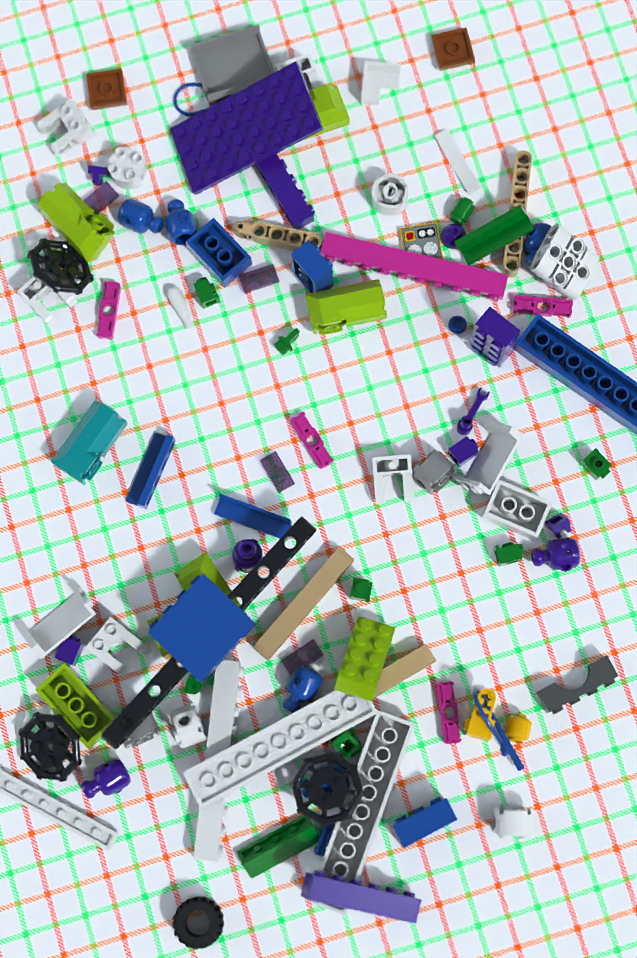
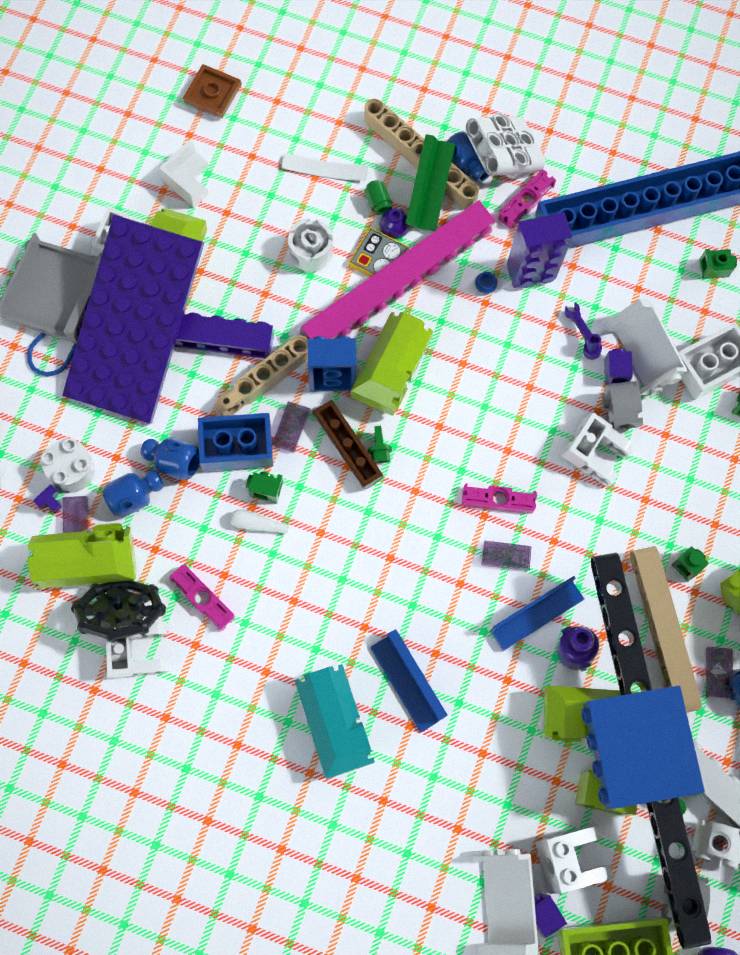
camera: 65 degrees left, 5 degrees down
(272, 321) = (348, 444): none -> reddish brown brick

